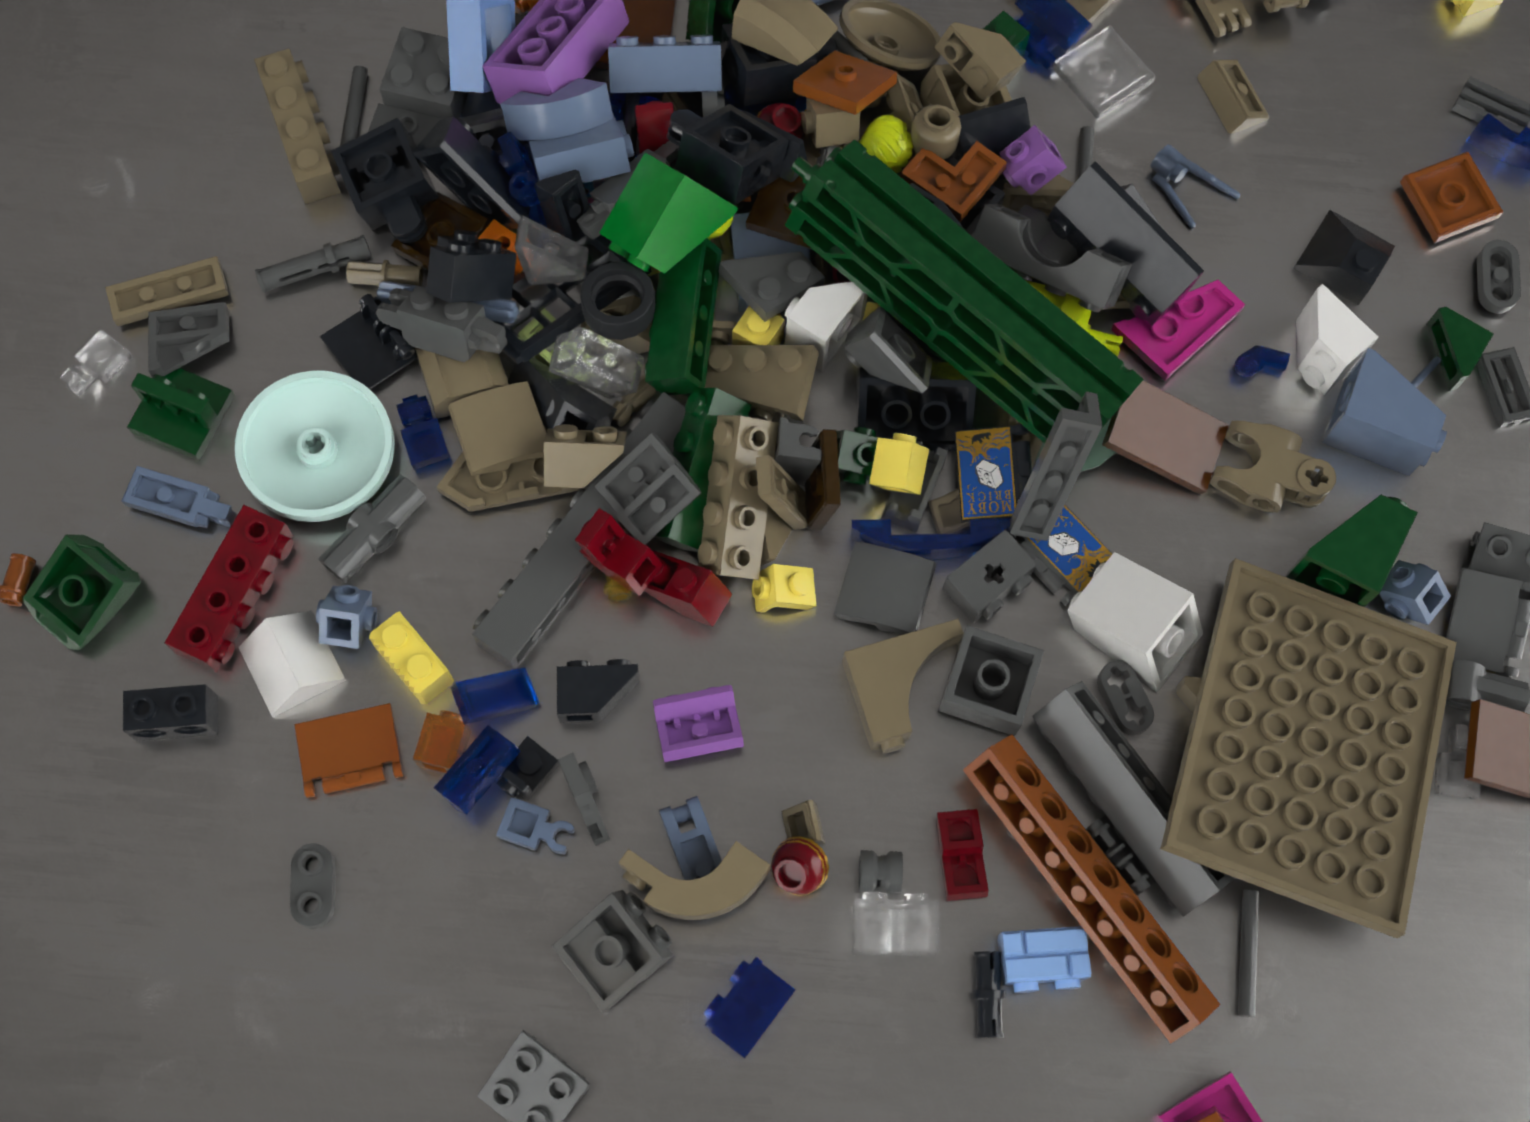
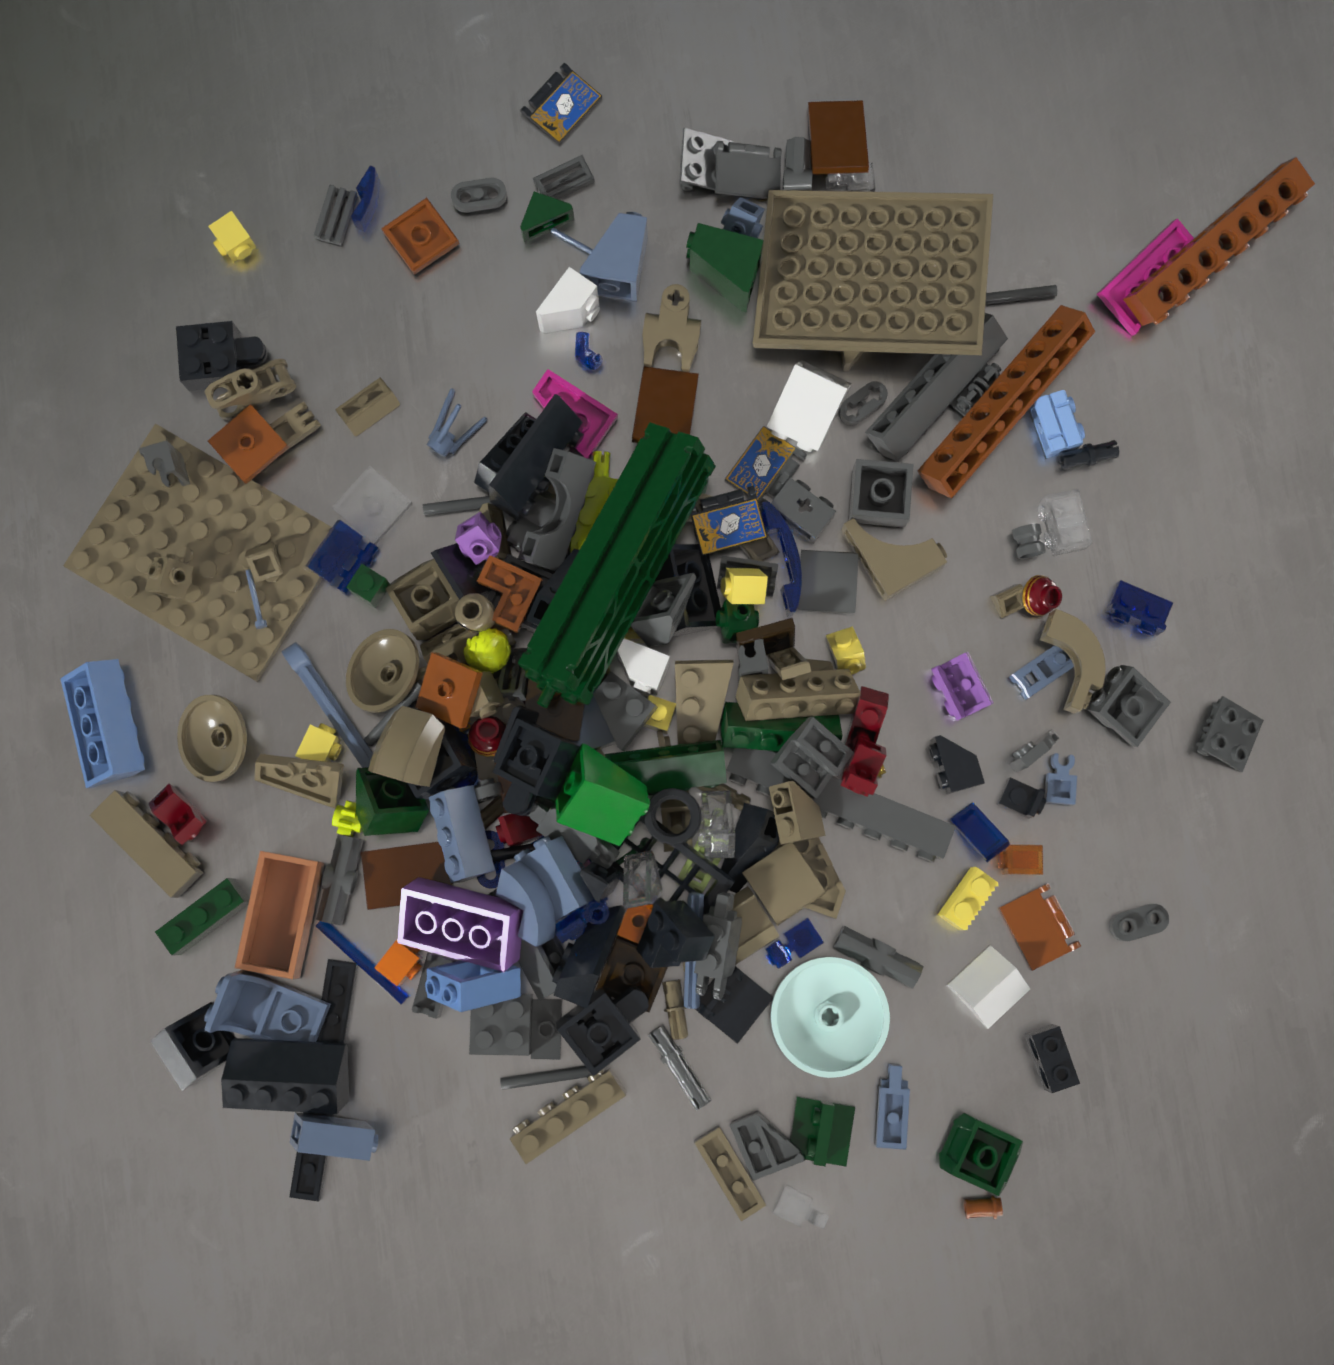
camera: 100 degrees left, 10 degrees up
(230, 589) = (950, 1046): dark red brick -> none
(345, 616) = (952, 954): sand blue brick -> none
(476, 770) = (1039, 826): clear blue panel -> none
(962, 854) = (1000, 491): dark red slope -> none
(980, 57) = (397, 593): dark tan slope -> none
(1057, 469) = (731, 467): dark grey fence -> none
(1344, 257) = (486, 303): black slope -> none

